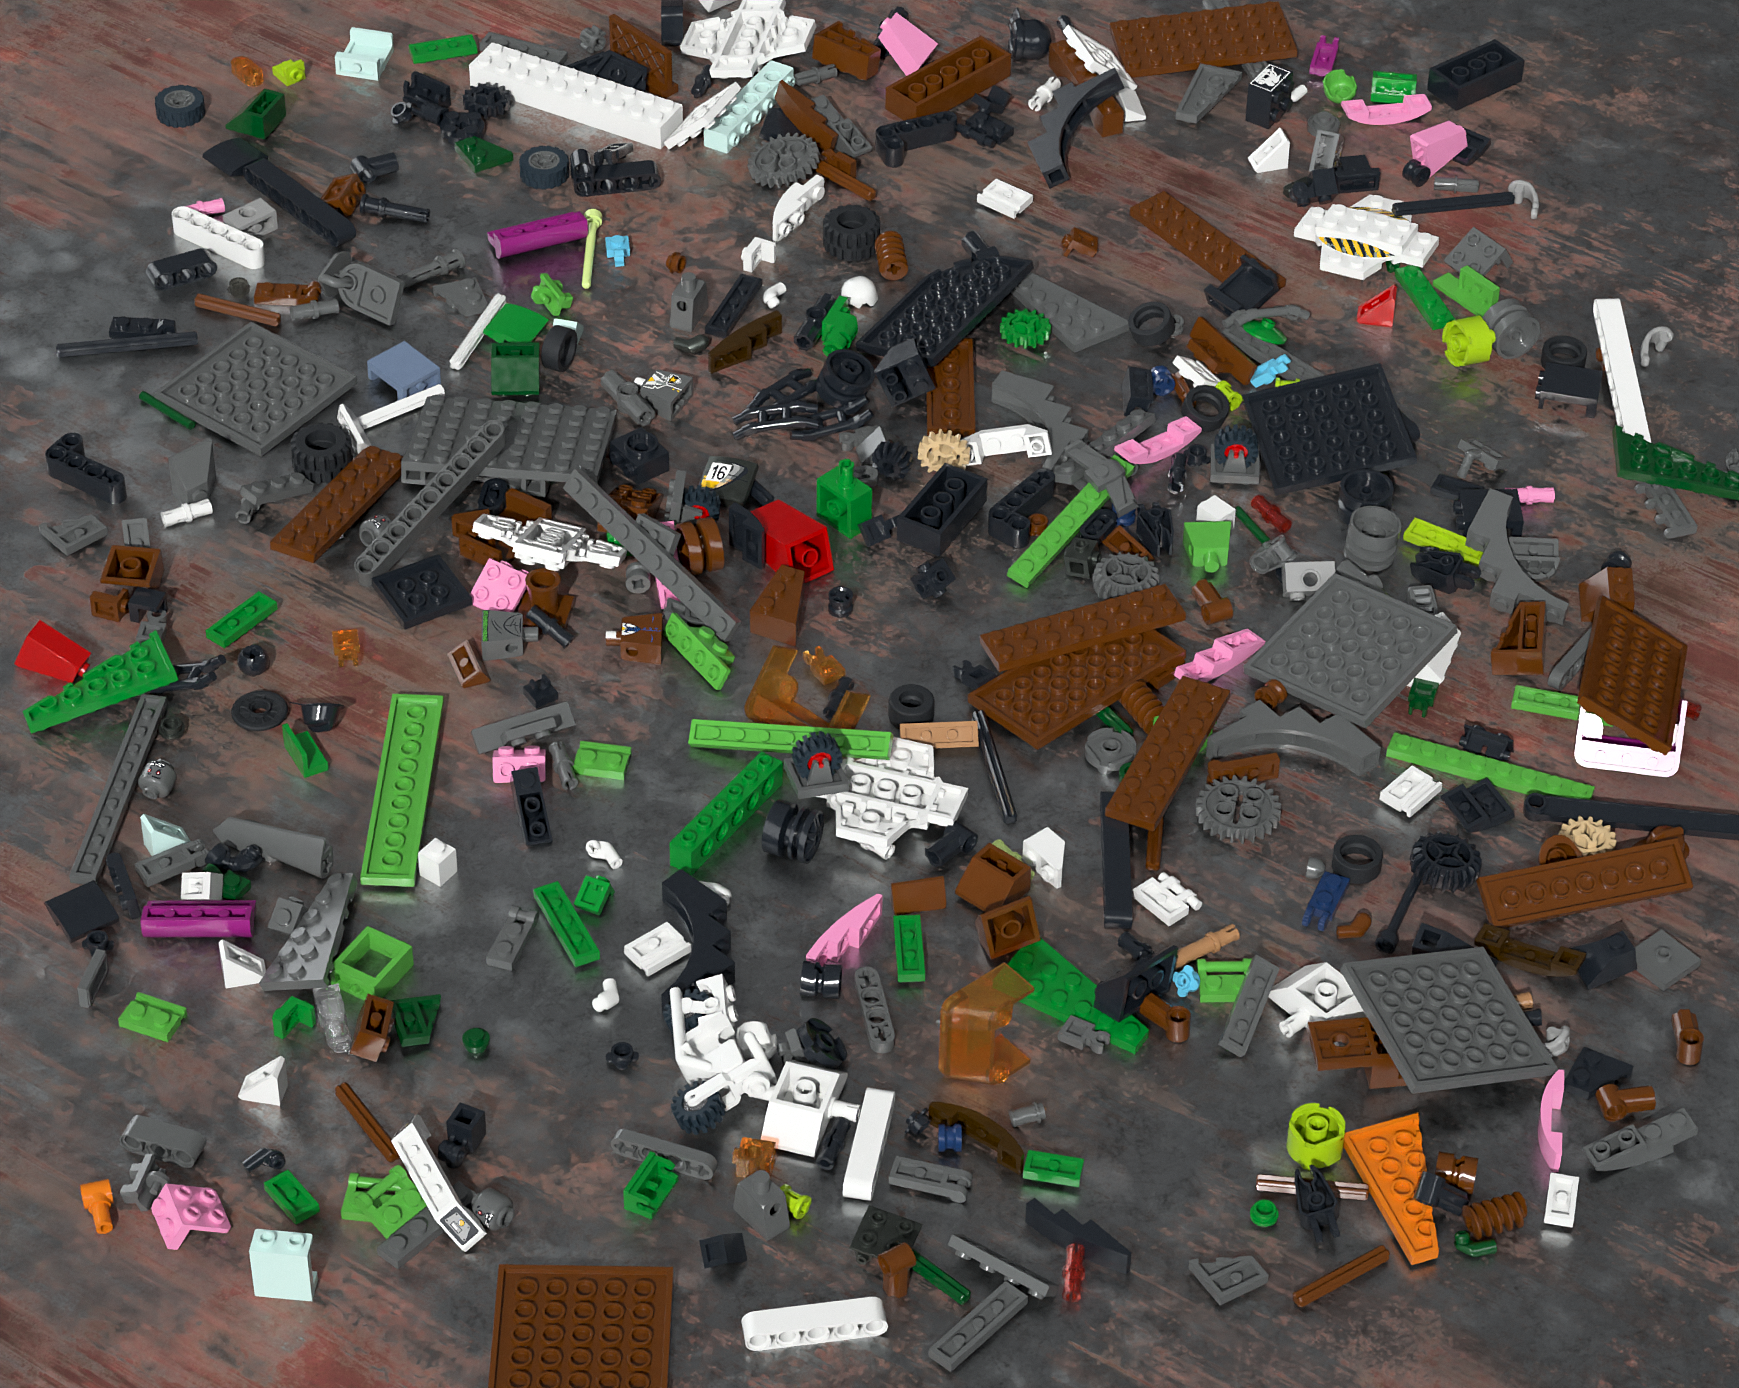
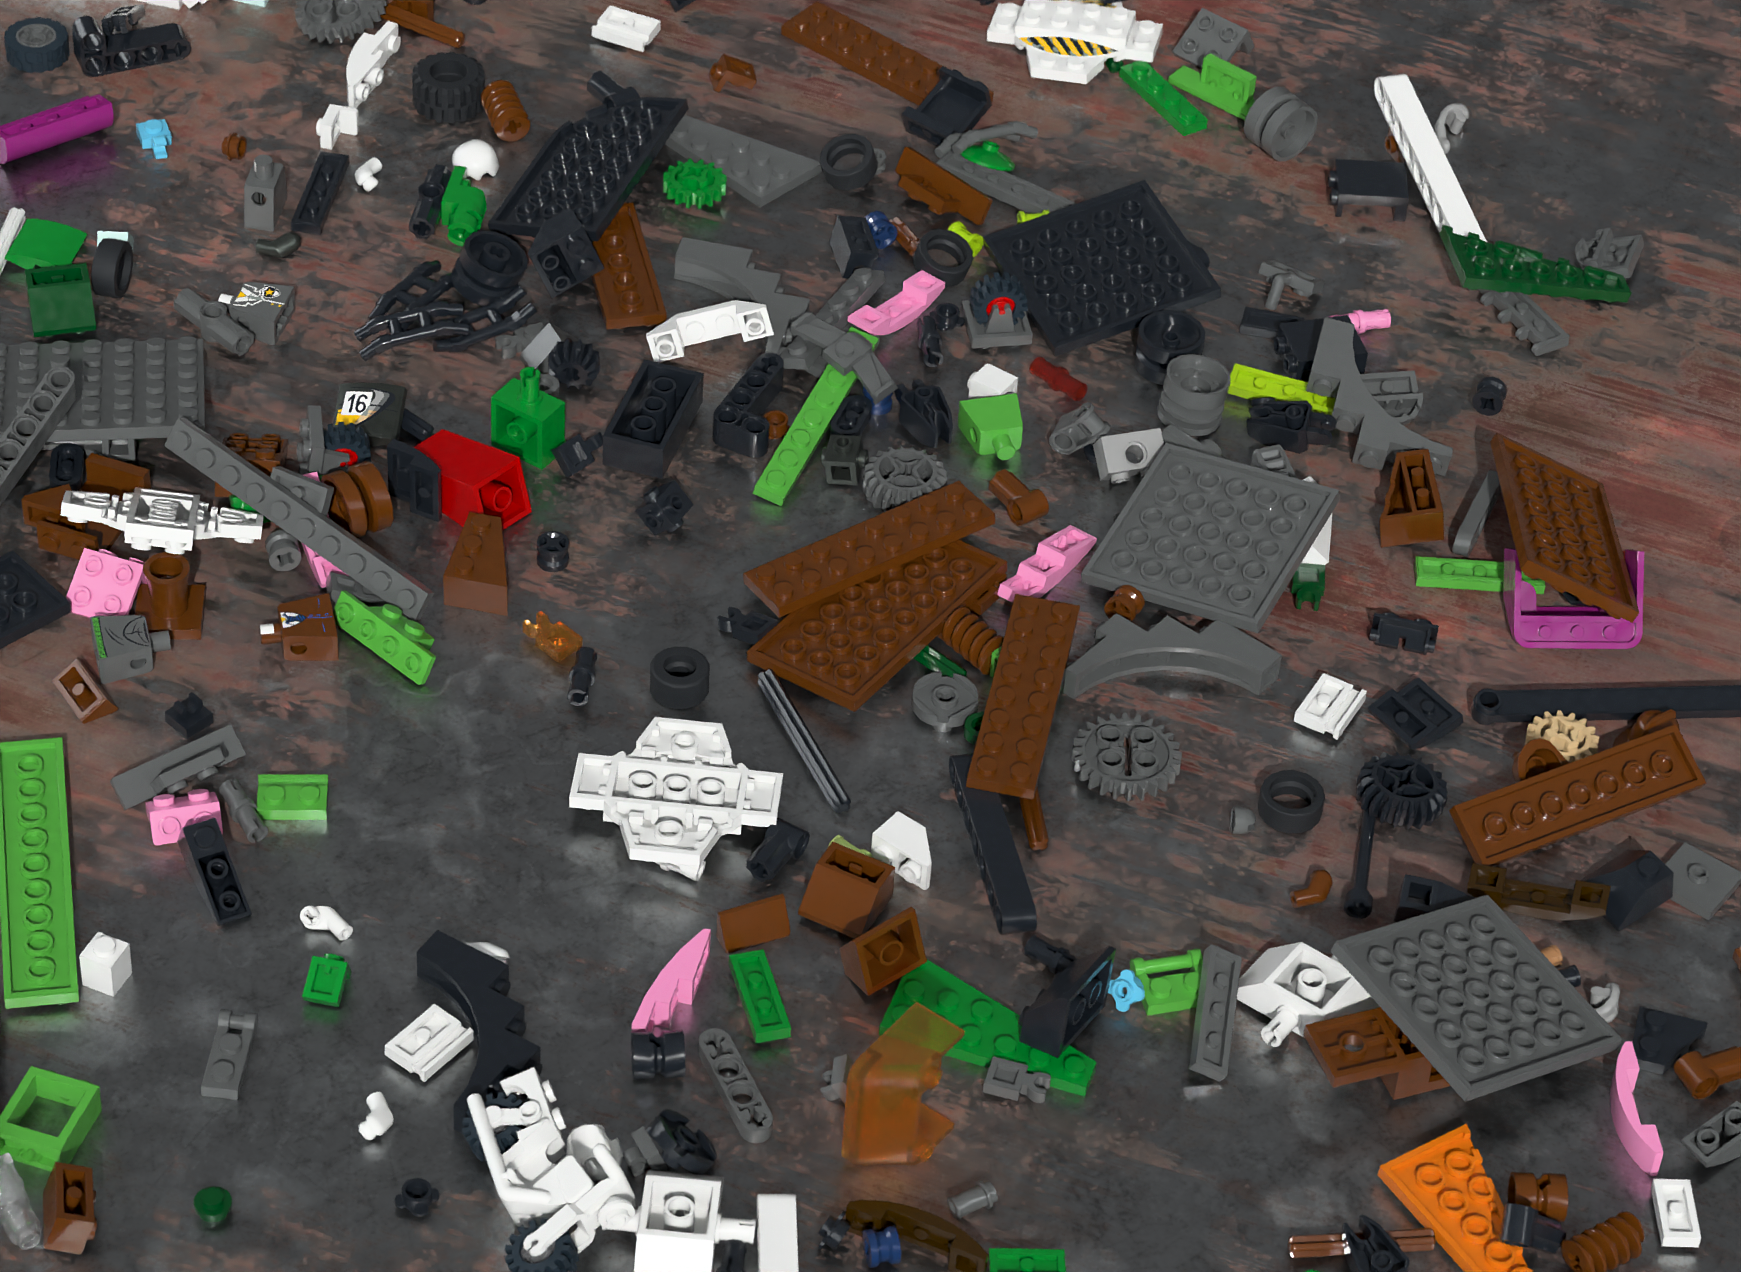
camera: 15 degrees left, 0 degrees up
(415, 1018) = (124, 1186): dark green wing -> none
(550, 626) = (183, 628): black pin -> none
(551, 295) = (82, 201): bright green hips -> none
(566, 924) = (299, 1025): green plate -> none
(594, 221) = (119, 106): yellowish green piece -> none
(639, 455) = (247, 393): black brick -> none
(726, 813) = (475, 847): green brick -> none
(740, 344) = (342, 239): dark brown slope -> none
(774, 695) = (501, 700): clear orange windscreen -> none
(783, 738) = (537, 738): bright green plate -> none
(792, 831) = (572, 860): black wheel -> none
(816, 767) = (586, 771): plate -> none
(942, 734) = (728, 706): medium nougat plate -> none
(944, 450) = (637, 343): tan gear -> none
(1123, 542) = (885, 434): reddish brown slope -> none
(1162, 902) = (1069, 884): white plate -> none
(1172, 1019) = (1125, 1044): reddish brown piece -> none
(1195, 371) = (914, 212): white plate -> none
(1211, 942) = (1142, 935): medium nougat pin -> none
(1251, 525) = (1040, 398): dark green bar -> none
(1259, 767) = (1137, 699): reddish brown plate -> none
(1267, 371) = (1005, 204): medium azure plate -> none
(1315, 1136) = (1350, 1174): lime brick -> none
(1326, 899) = (1266, 858): dark blue hinge -> none
(1379, 309) = (1117, 116): slope -> none
(1468, 341) = (1235, 143): lime brick -> none
(1480, 767) = (1407, 665): bright green plate -> none
(1565, 345) = (1348, 137): black tyre -> none
(1610, 582) = (1479, 425): reddish brown slope -> none

